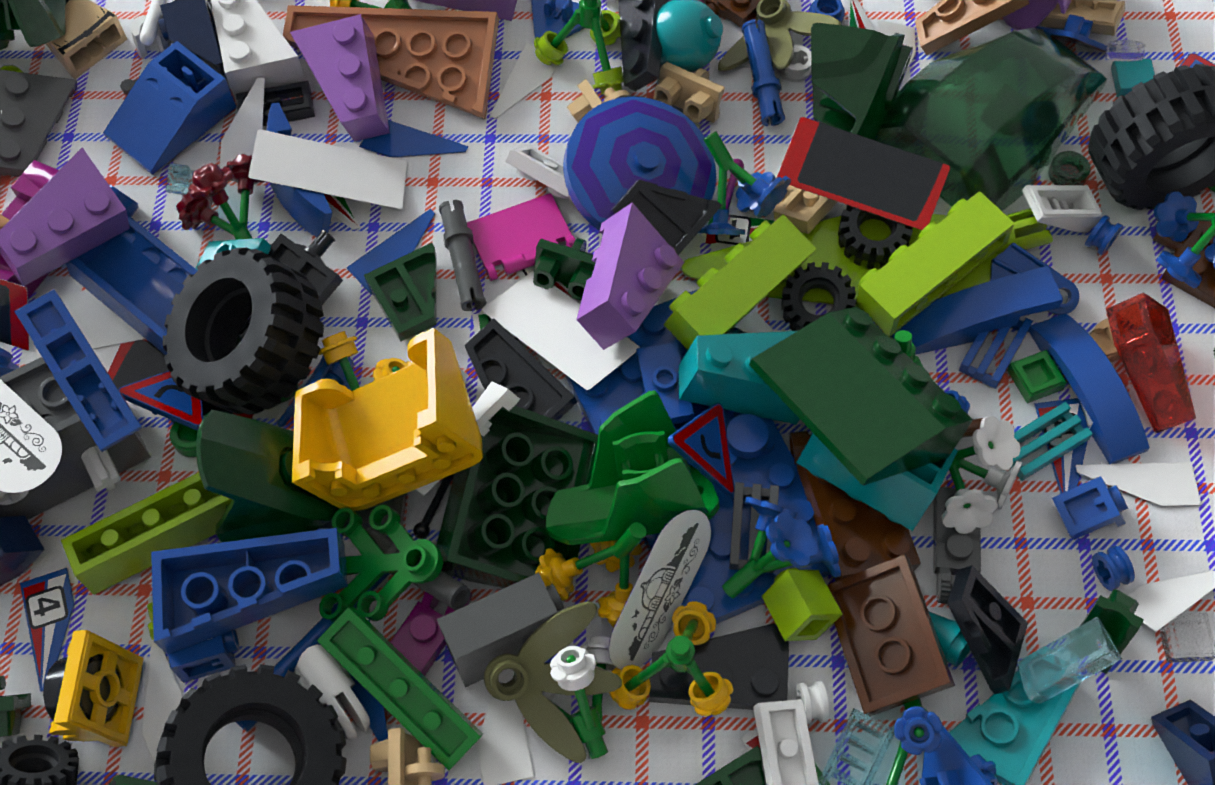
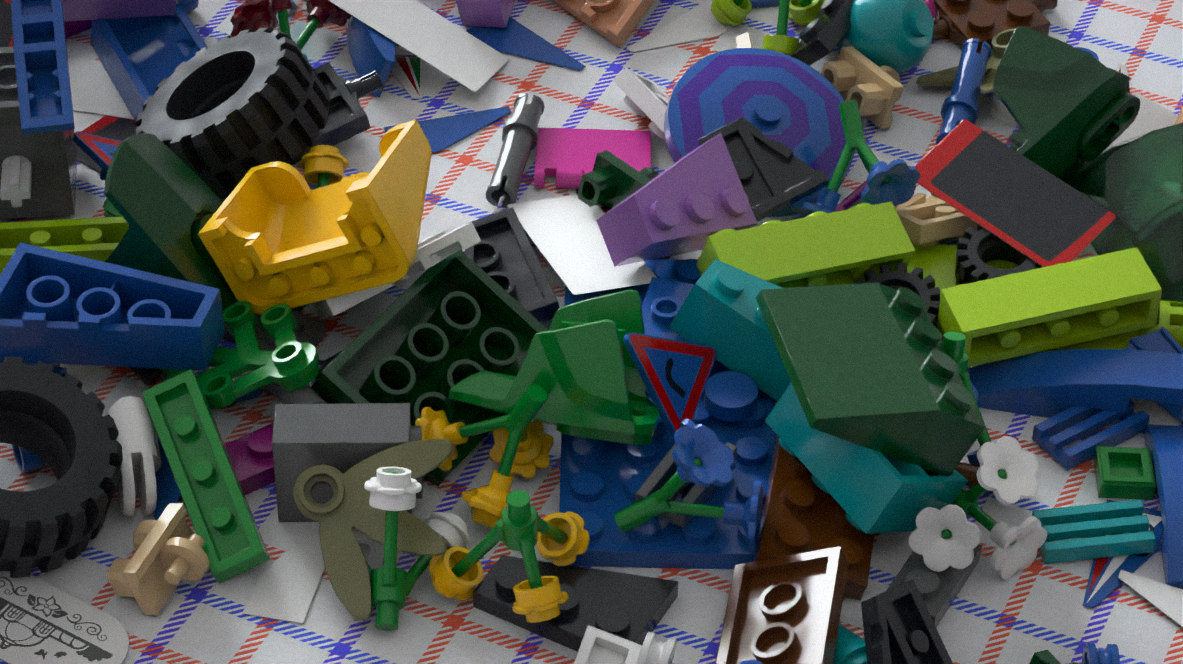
camera: 20 degrees right, 20 degrees down
(407, 291) = (452, 158): dark green wing -> none
(660, 589) = (554, 461): white sticker -> none
(801, 604) = (696, 563): lime brick -> none
(1090, 507) = (1110, 603): blue bracket -> none

